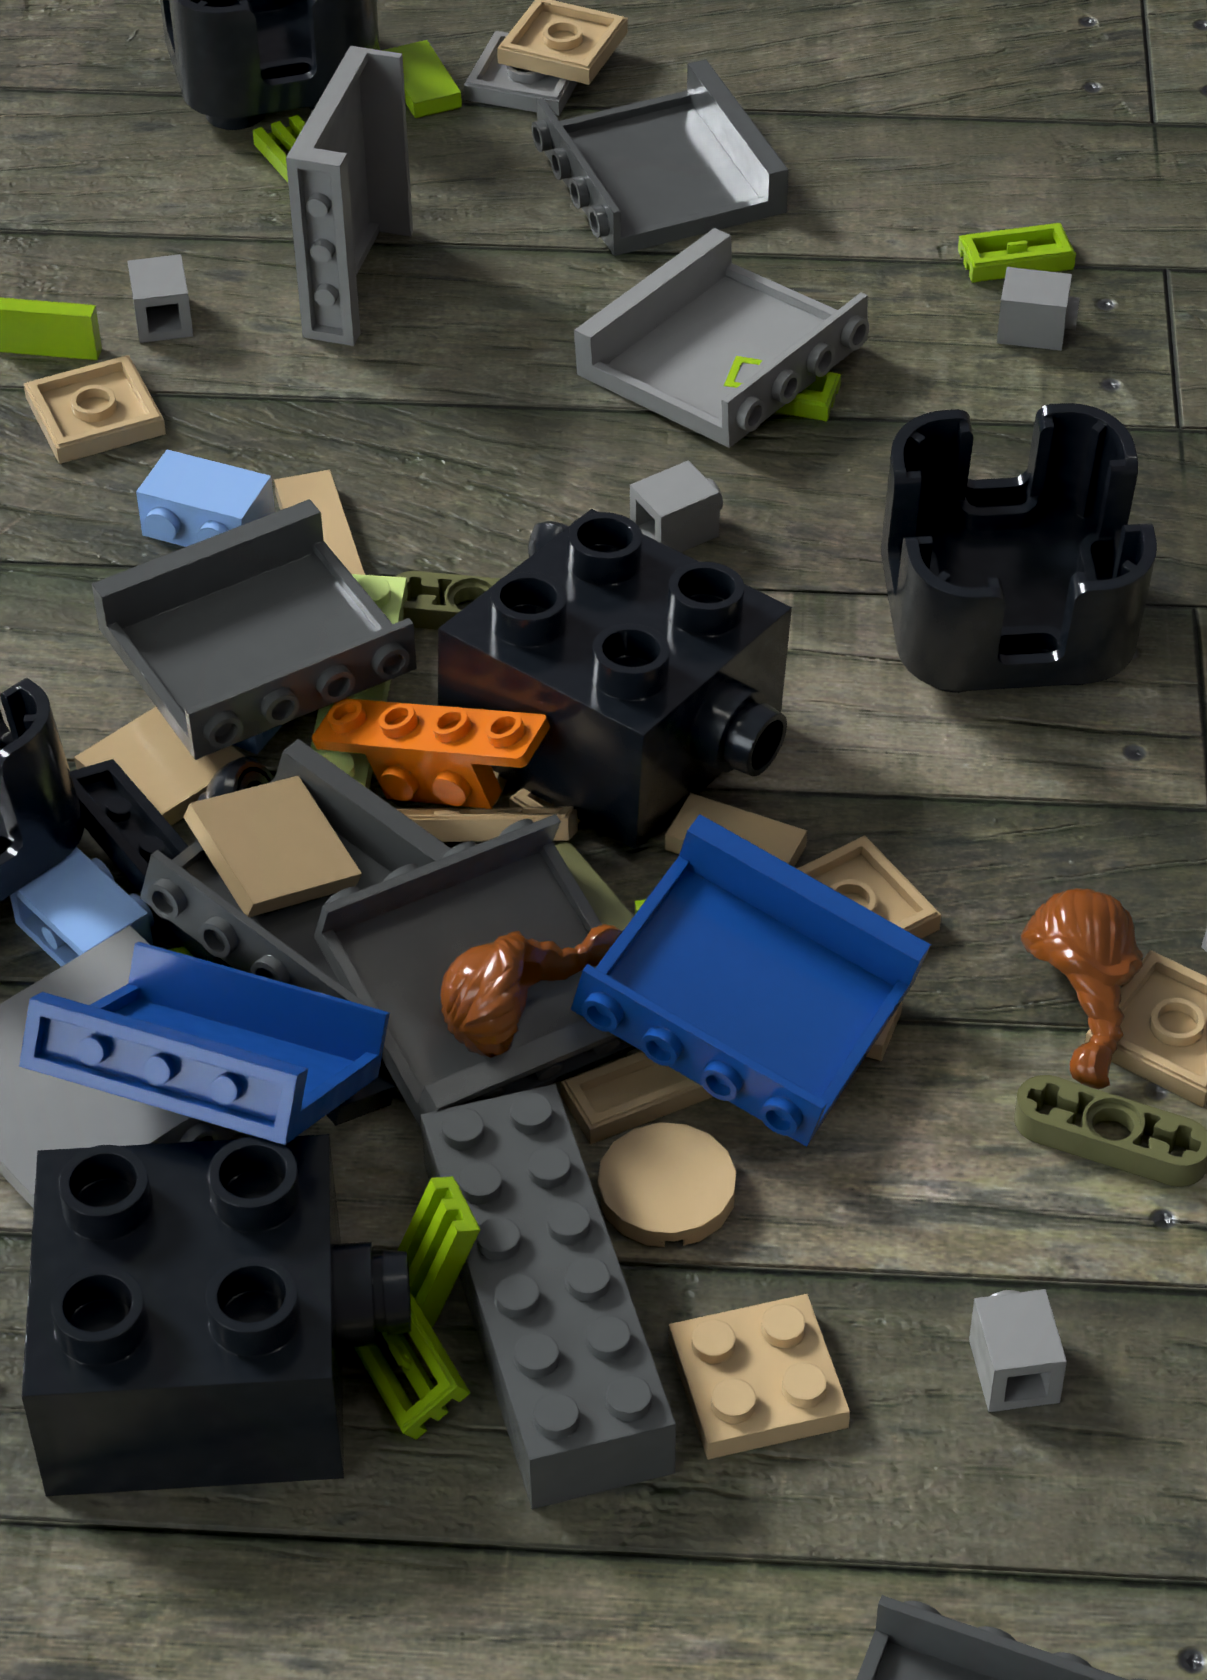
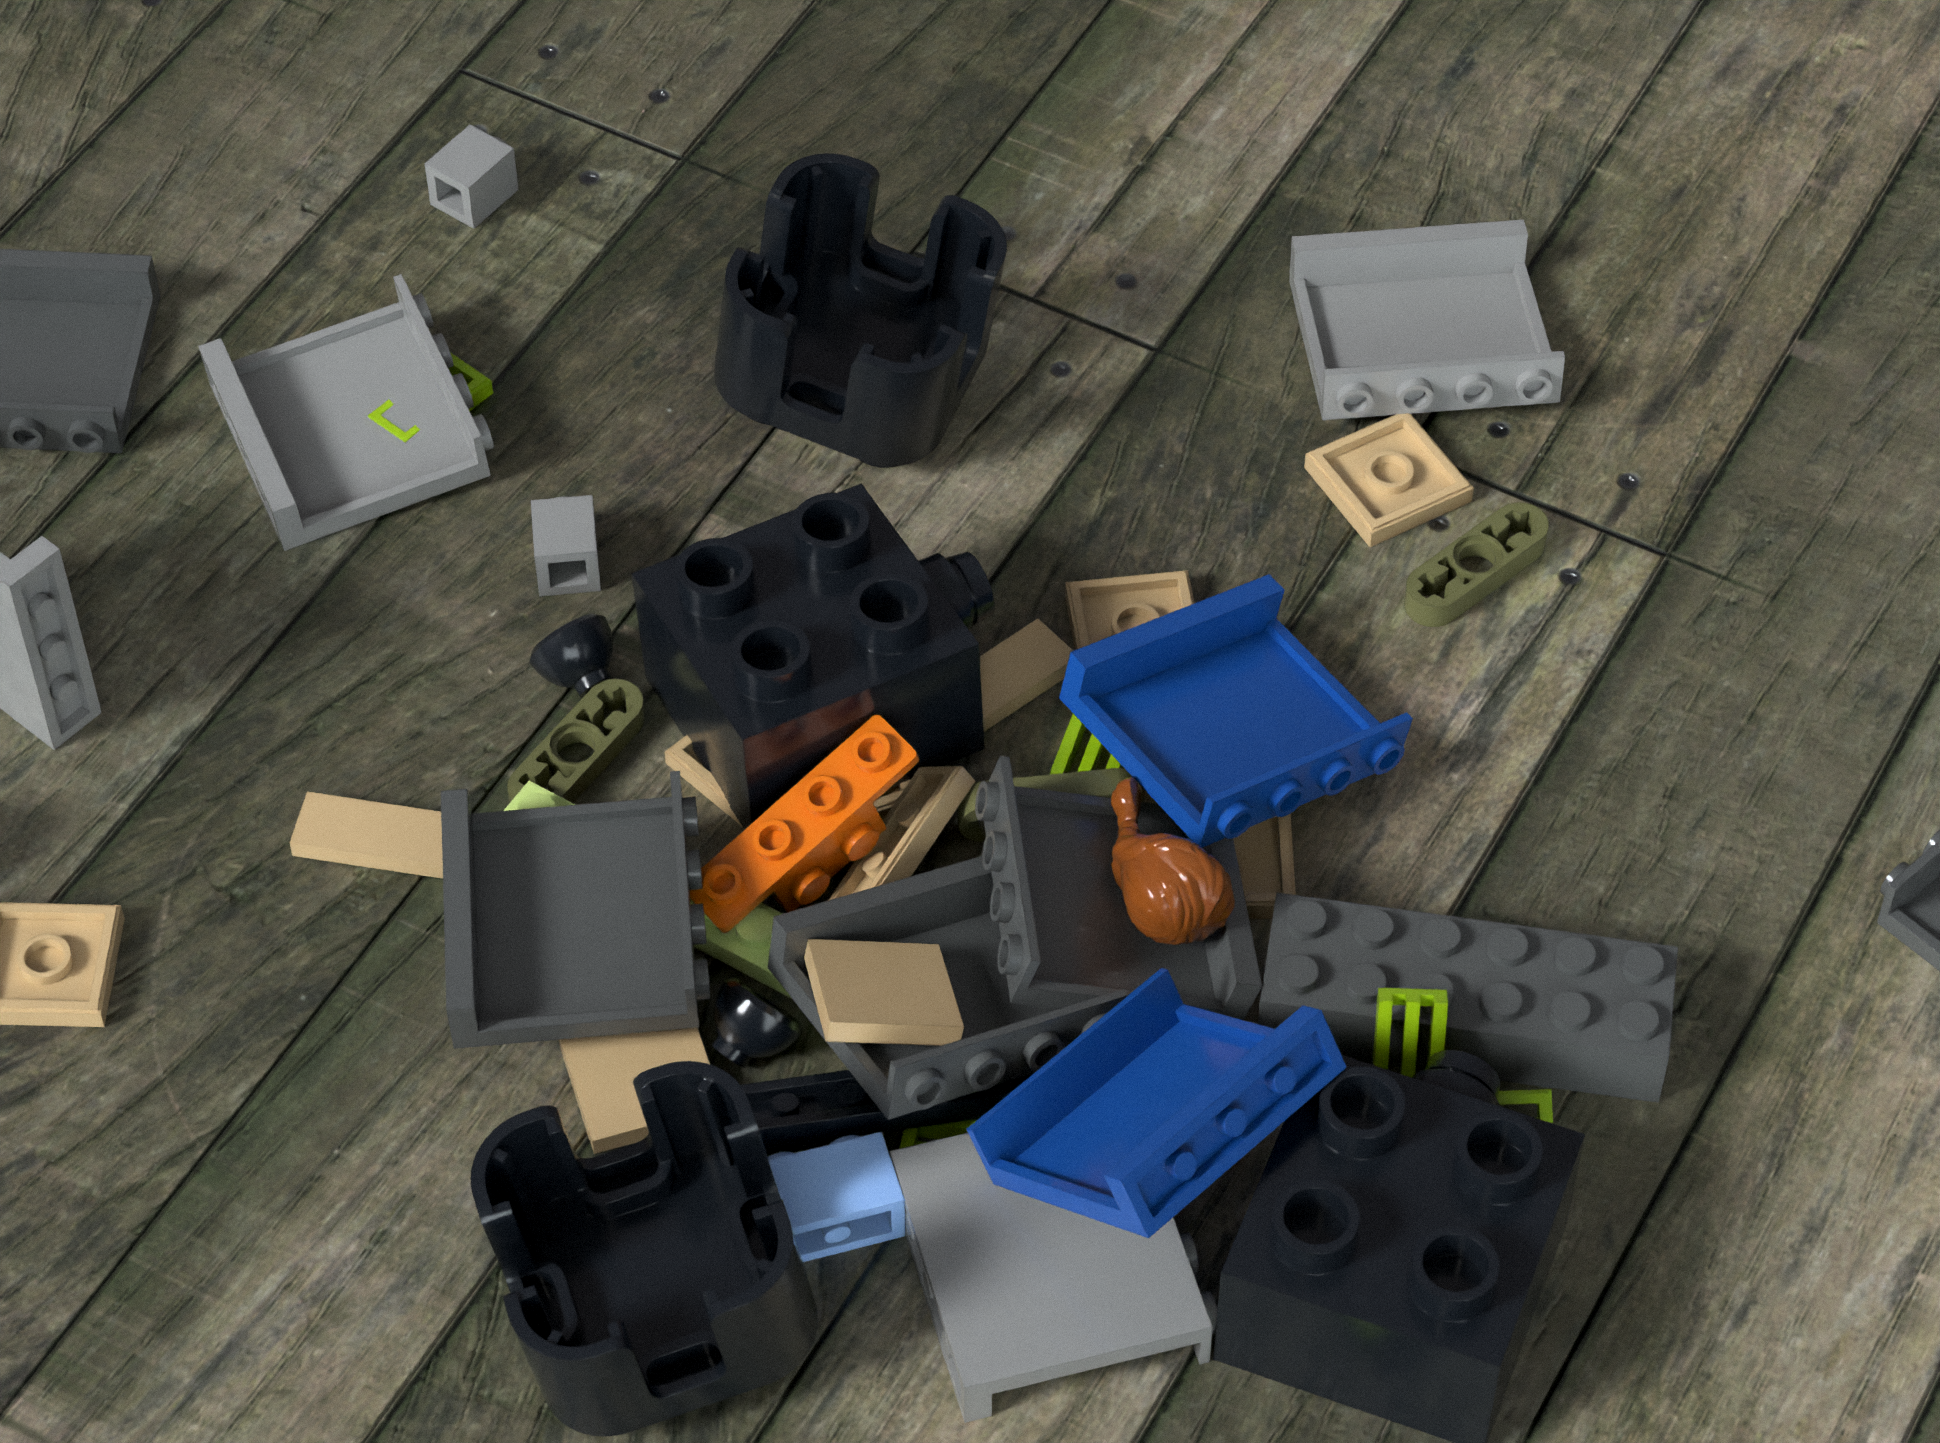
camera: 65 degrees left, 5 degrees up
(200, 498) = (296, 910): light blue brick -> none
(666, 1184) = (1379, 866): tan tile -> none
(758, 1376) = (1607, 886): tan plate -> none
(1017, 1350) = (1673, 713): light grey brick -> none
(1029, 247) = (354, 187): lime tile -> none
(1096, 948) = (1297, 479): dark orange hair -> none

